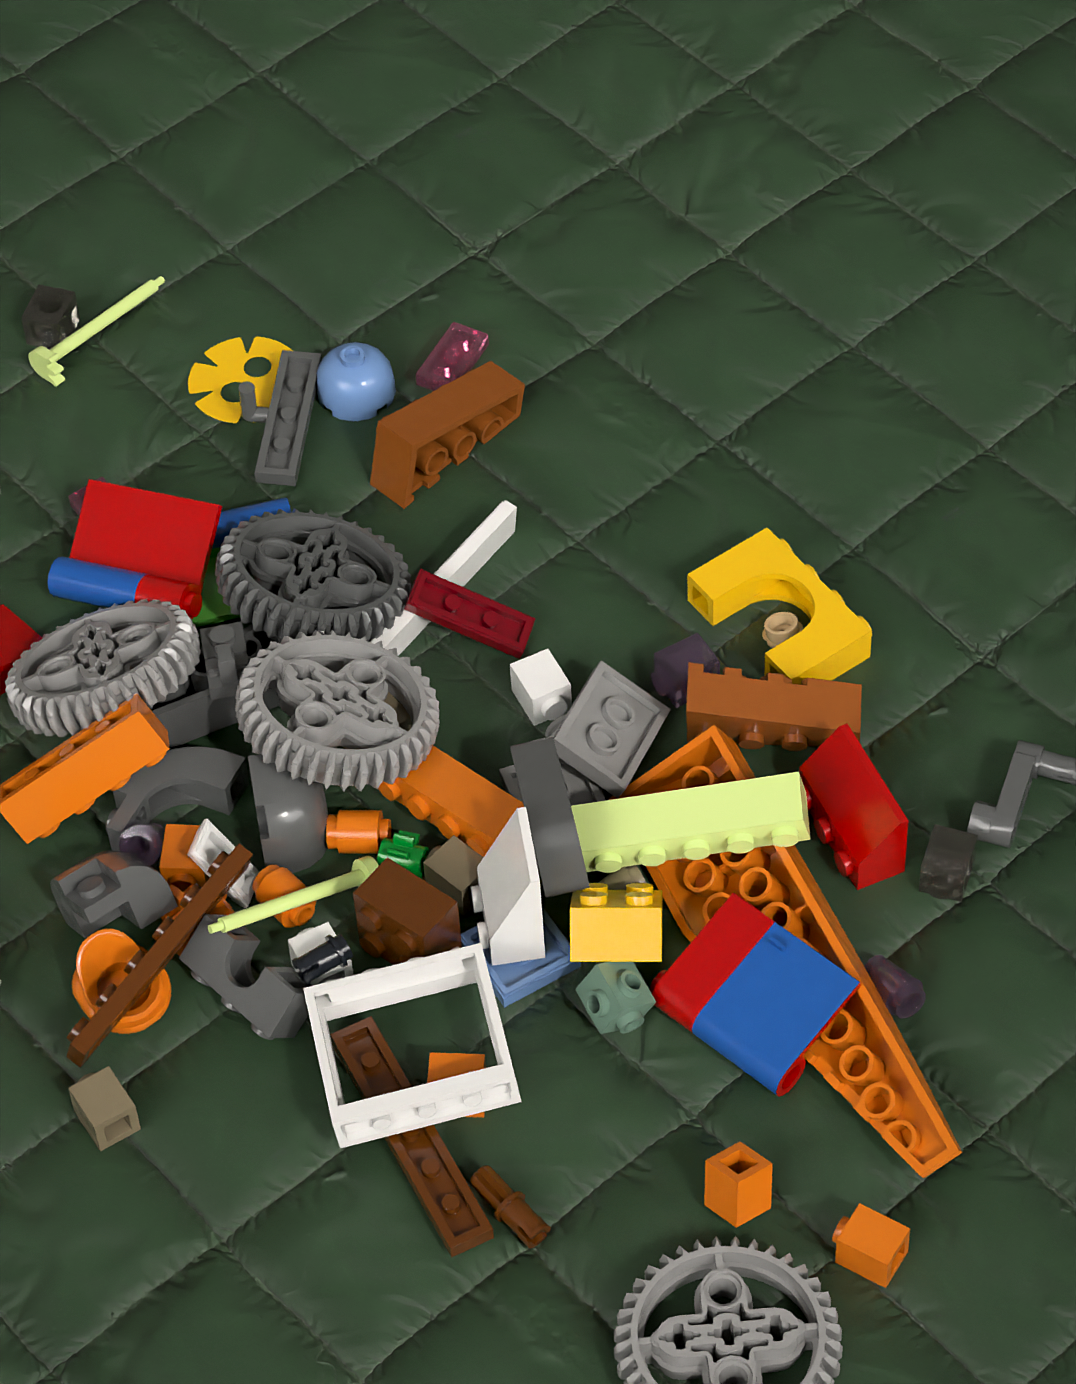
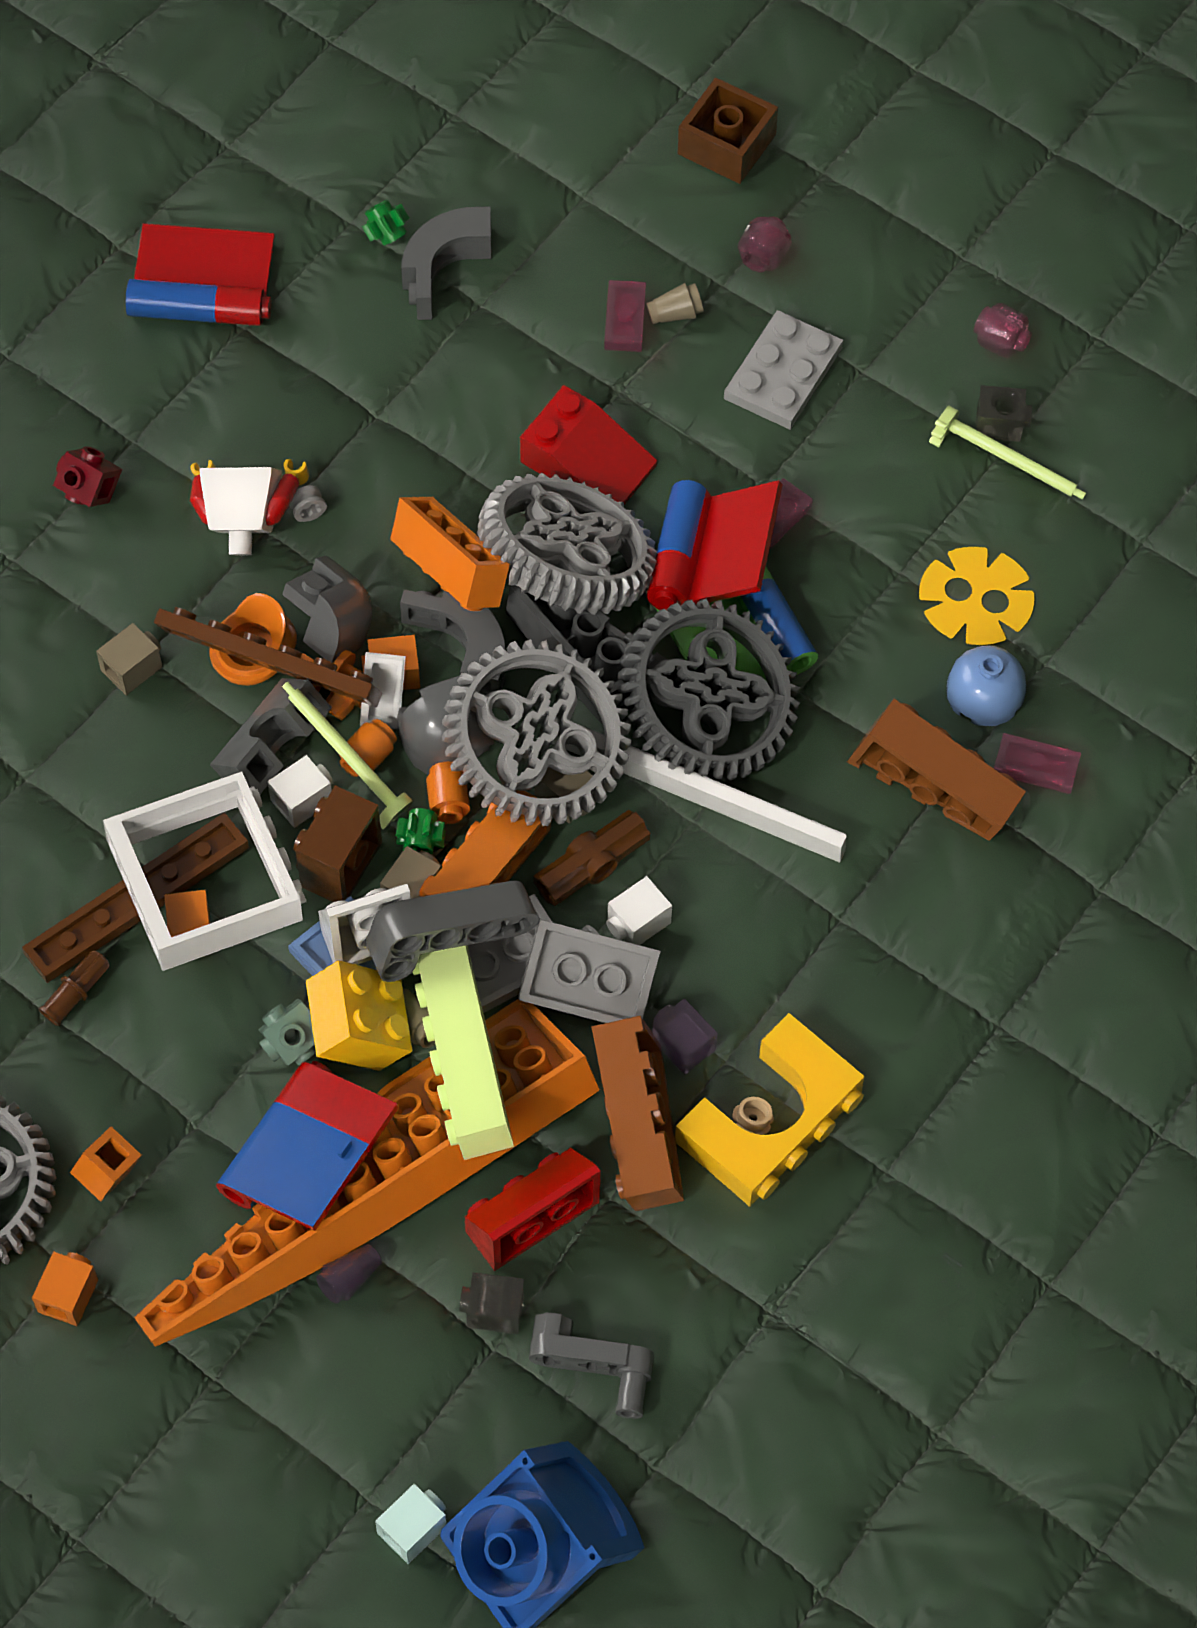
camera: 75 degrees right, 10 degrees up
(135, 842) = (393, 621): clear purple cone -> none
(224, 658) = (590, 634): dark grey hinge -> none
(286, 417) = (924, 634): dark grey plate -> none
(323, 958) = (287, 789): black pin -> none
(468, 720) = (591, 857): none -> reddish brown piece
(469, 613) = (706, 833): dark red tile -> none

